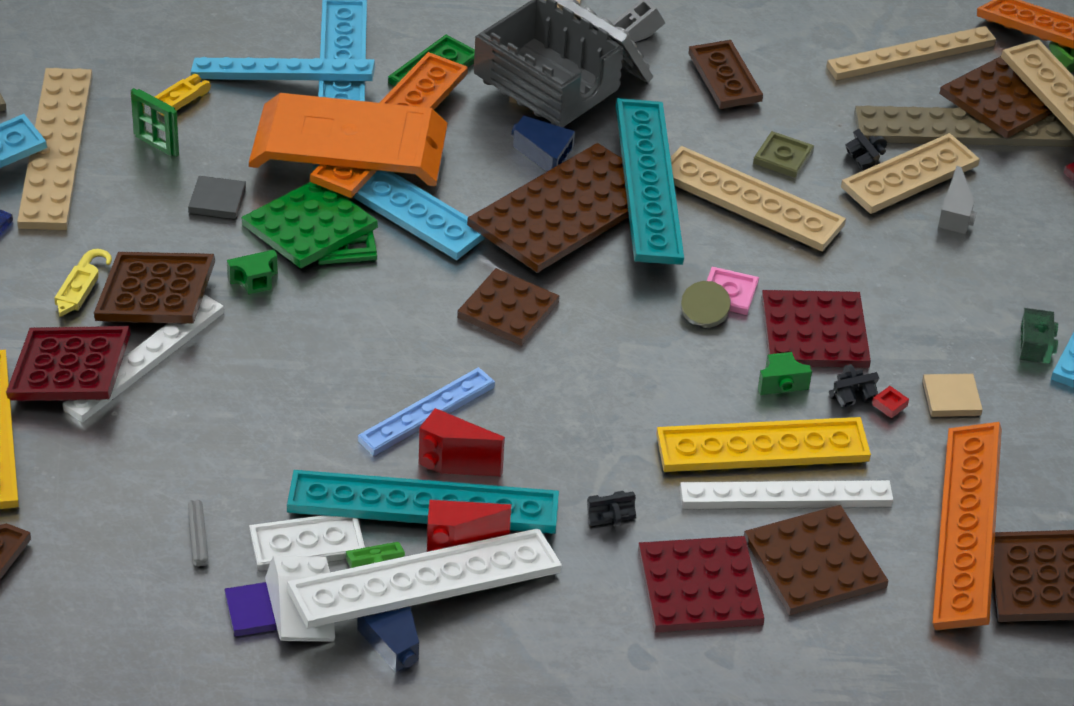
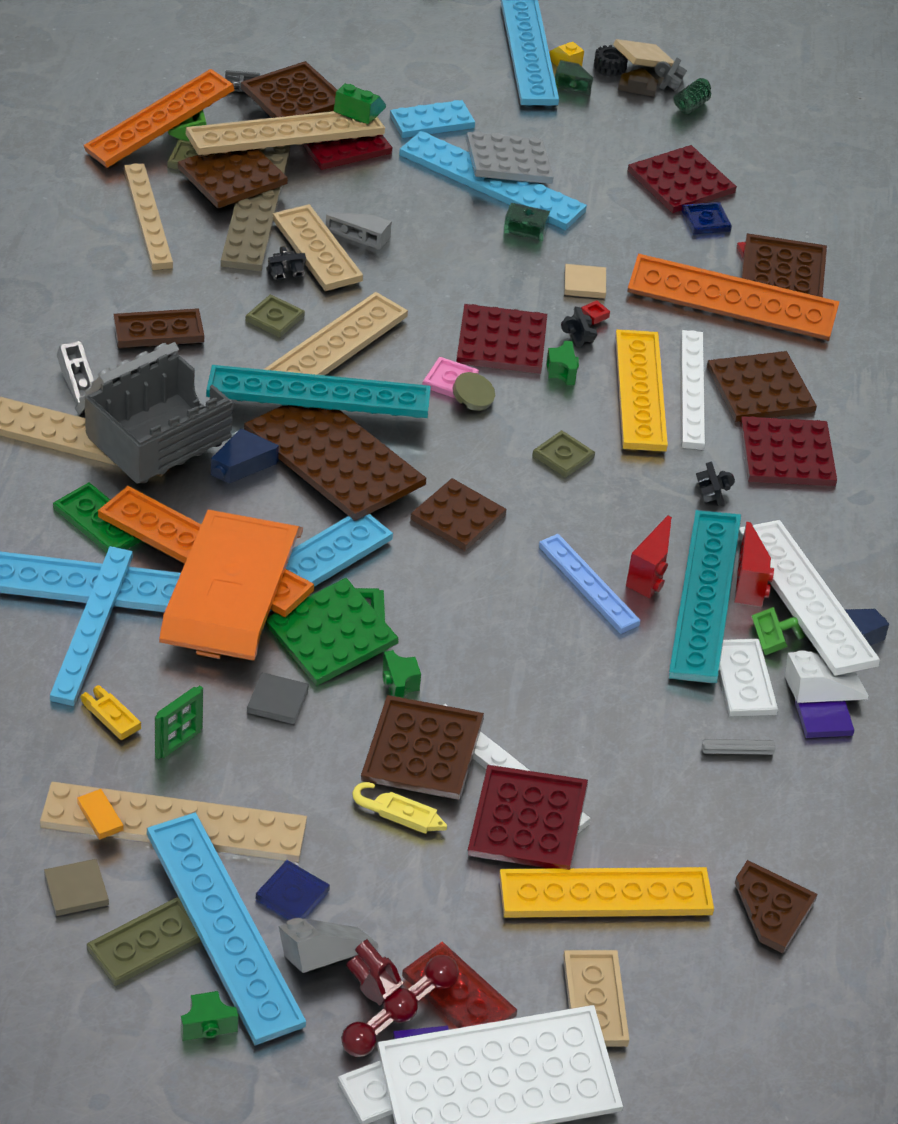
camera: 85 degrees left, 0 degrees up
(47, 93) = (100, 814): none -> light orange tile
(632, 385) = (563, 453): none -> olive tile

